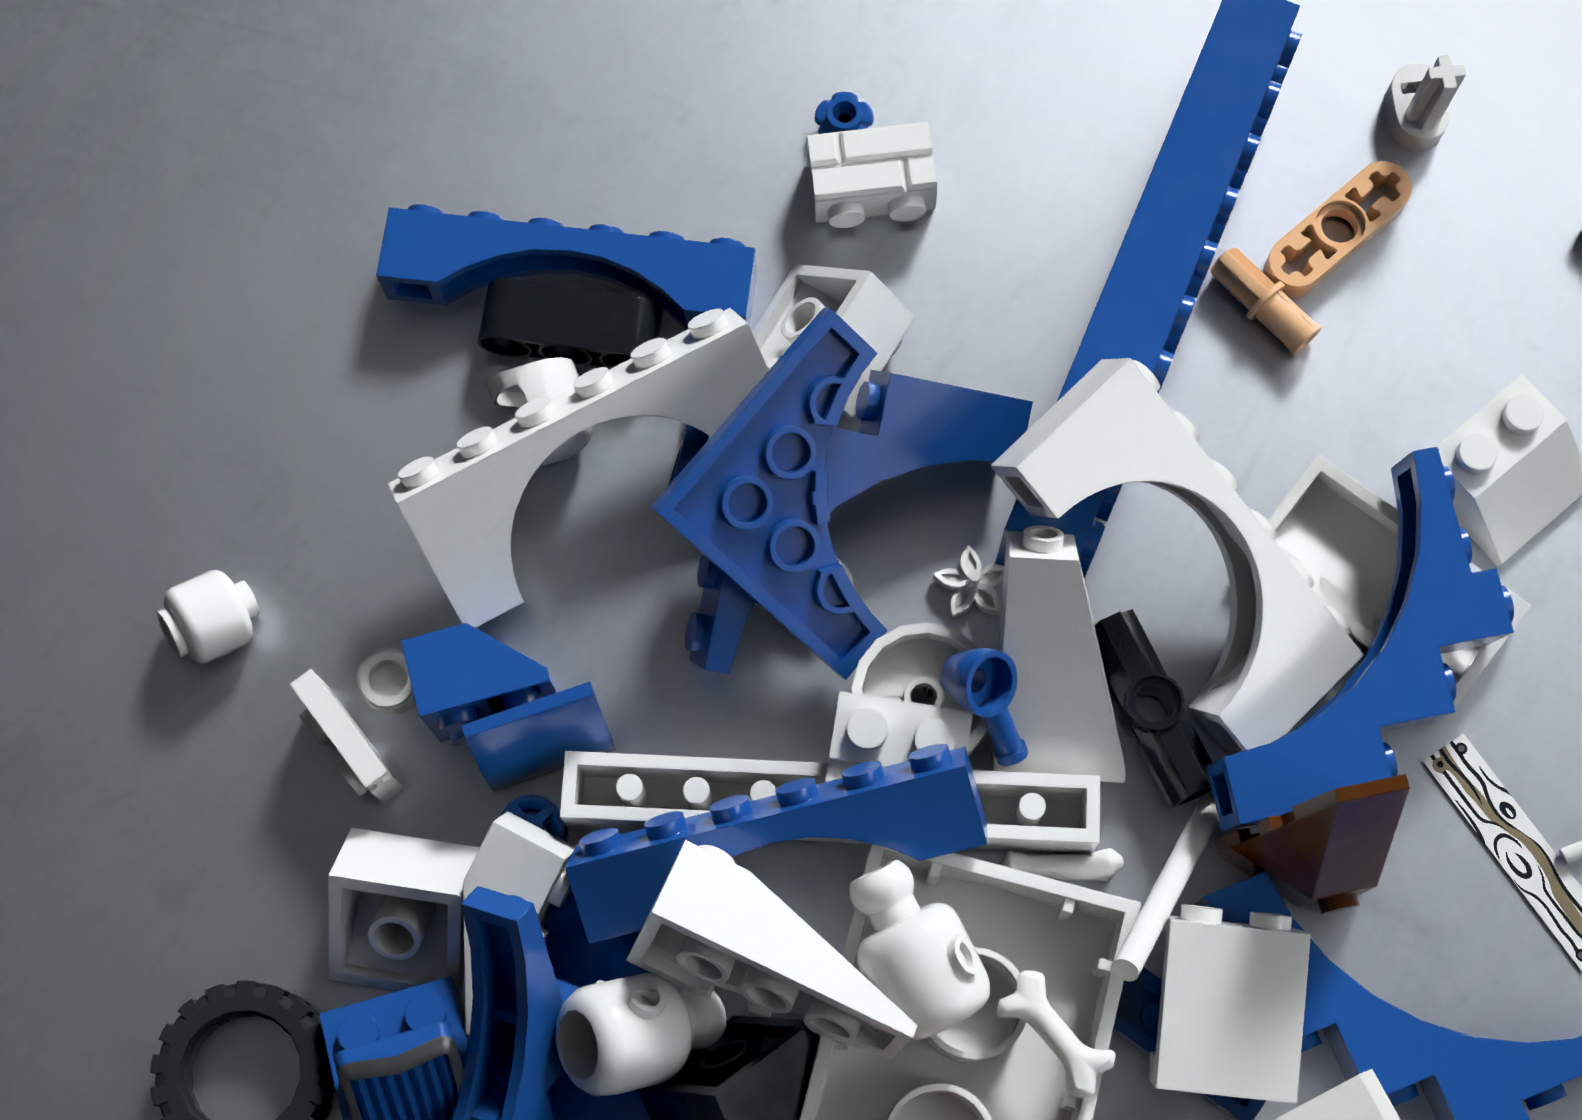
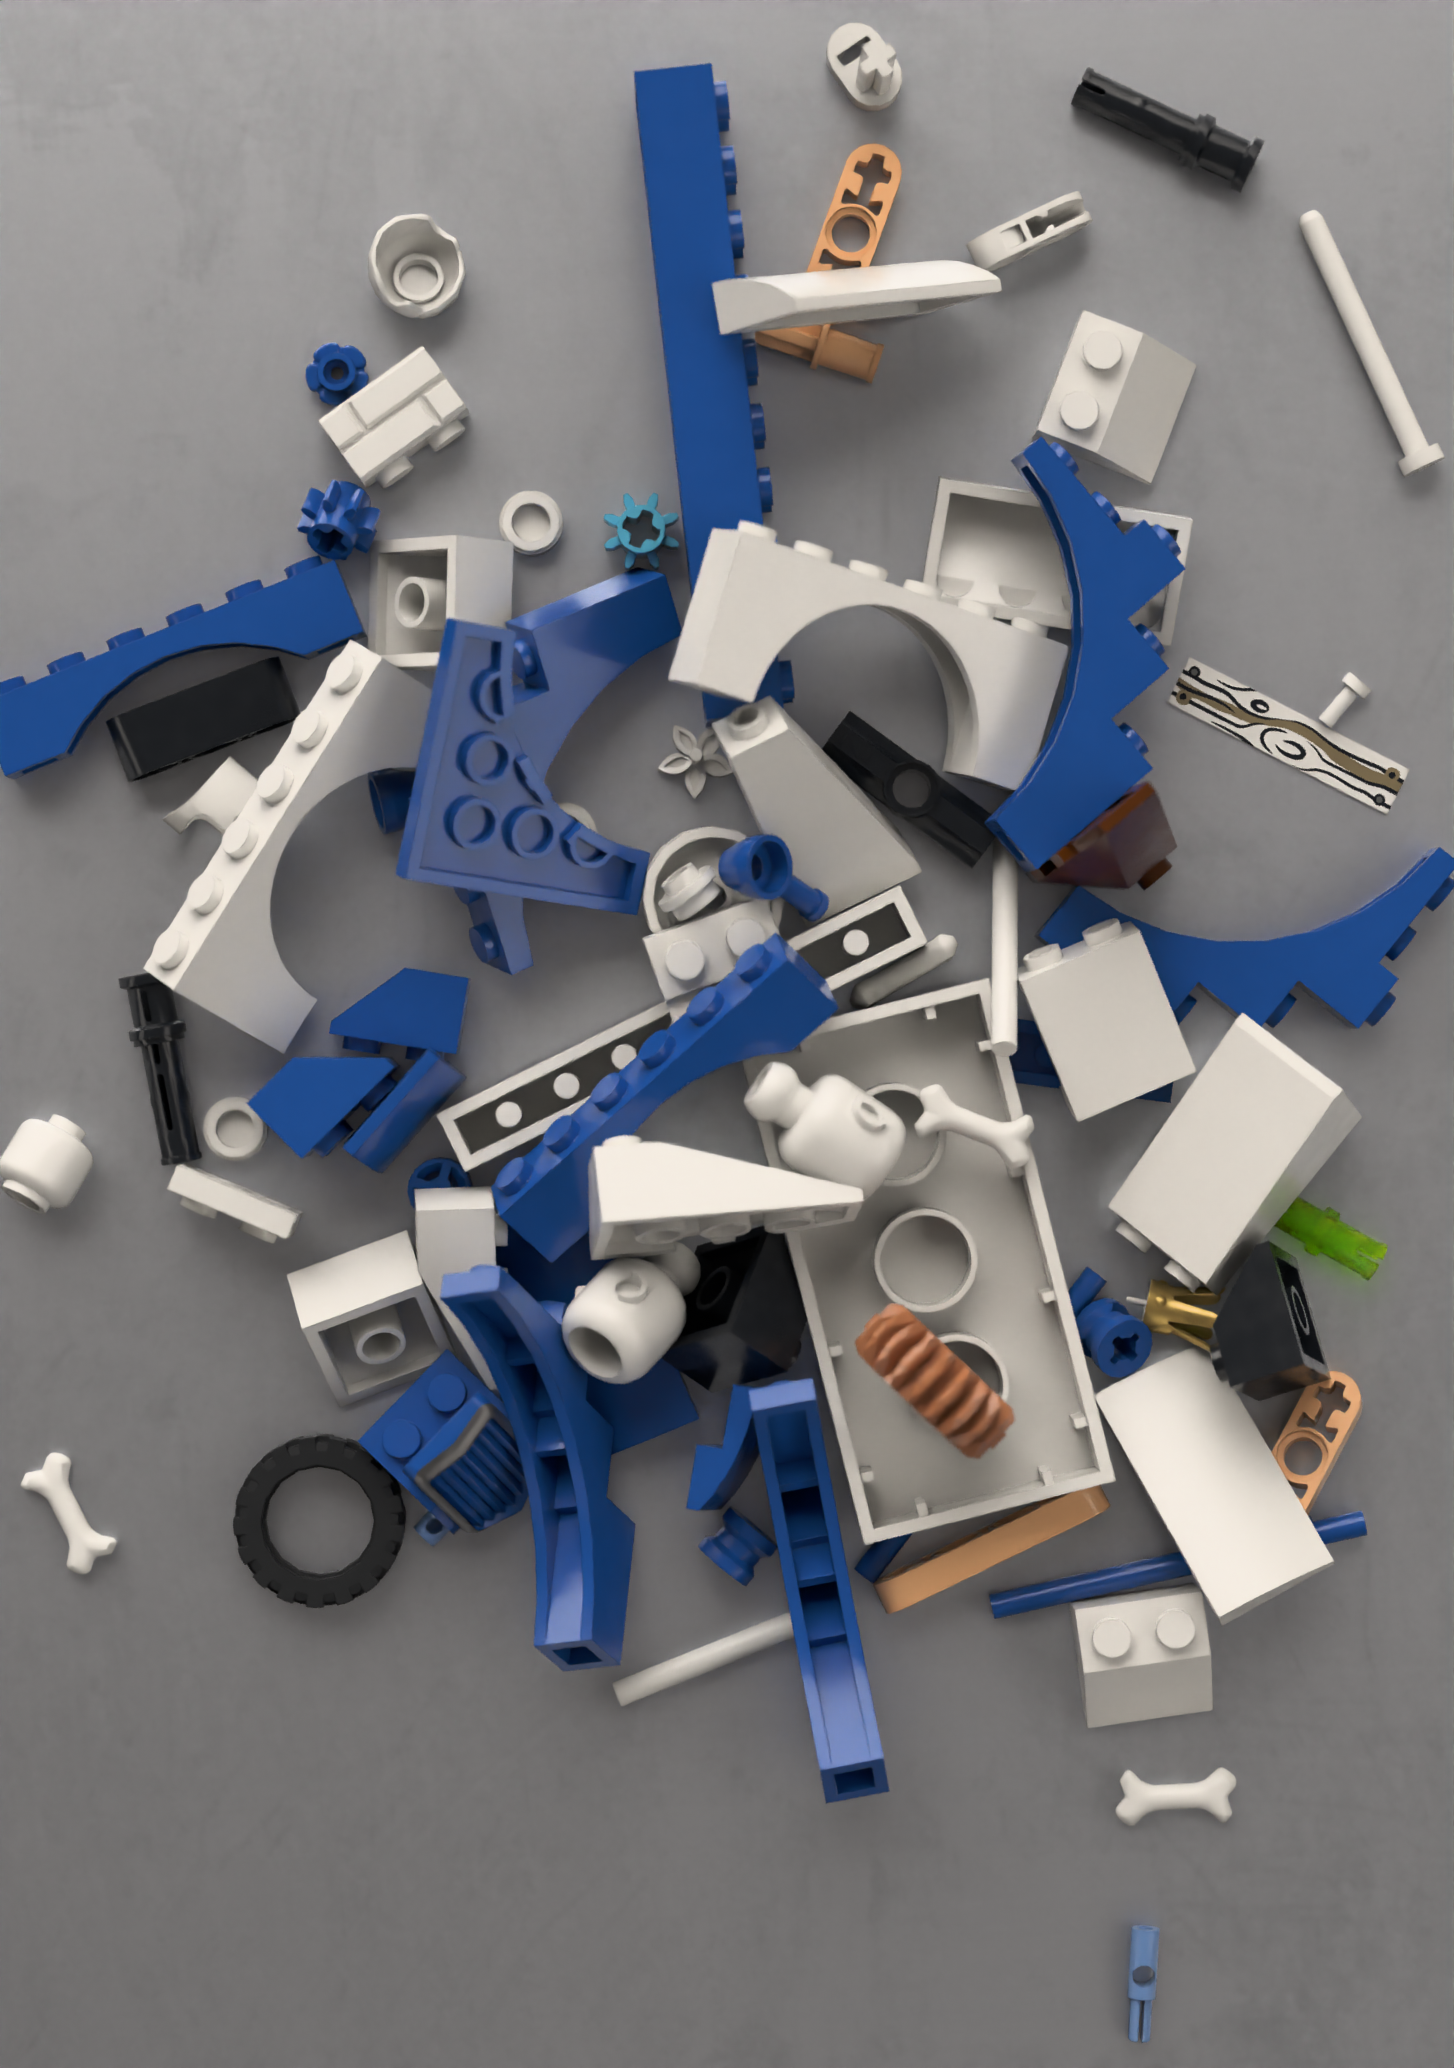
camera: 30 degrees left, 15 degrees up
(31, 969) = (54, 1486): none -> white piece
(372, 563) = (158, 1035): none -> black pin
(598, 650) = (410, 1011): none -> blue slope
(778, 226) = (338, 520): none -> blue gear
(904, 672) = (688, 890): none -> white plate
(939, 318) = (531, 522): none -> white tile
(956, 64) = (415, 266): none -> white hair
(1028, 352) = (633, 516): none -> medium azure gear
(1318, 248) = (847, 295): none -> white slope
(1497, 300) = (1029, 232): none -> white piece

